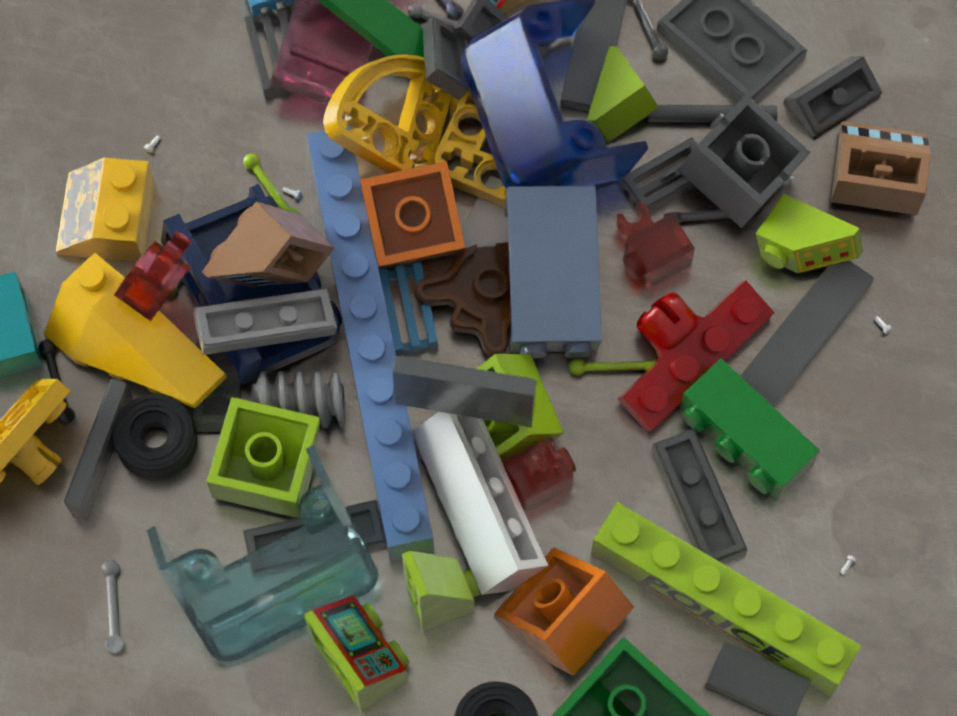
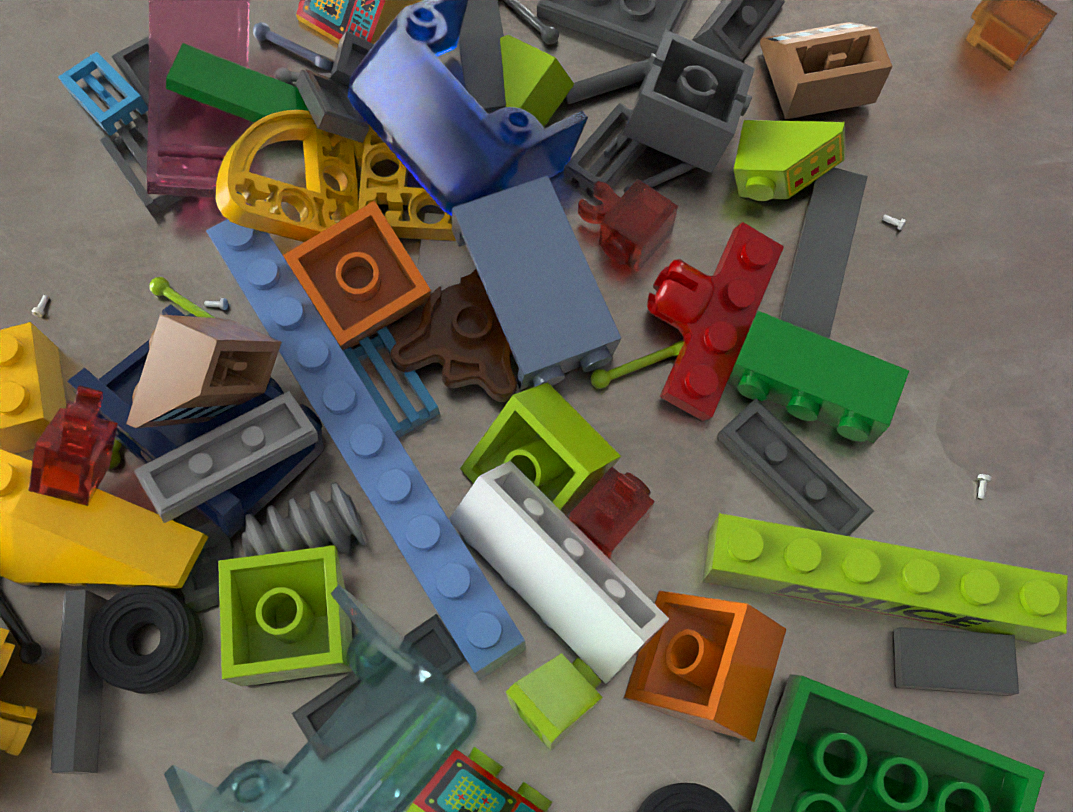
camera: 20 degrees left, 0 degrees up
(464, 391) = (499, 449): dark grey tile -> none

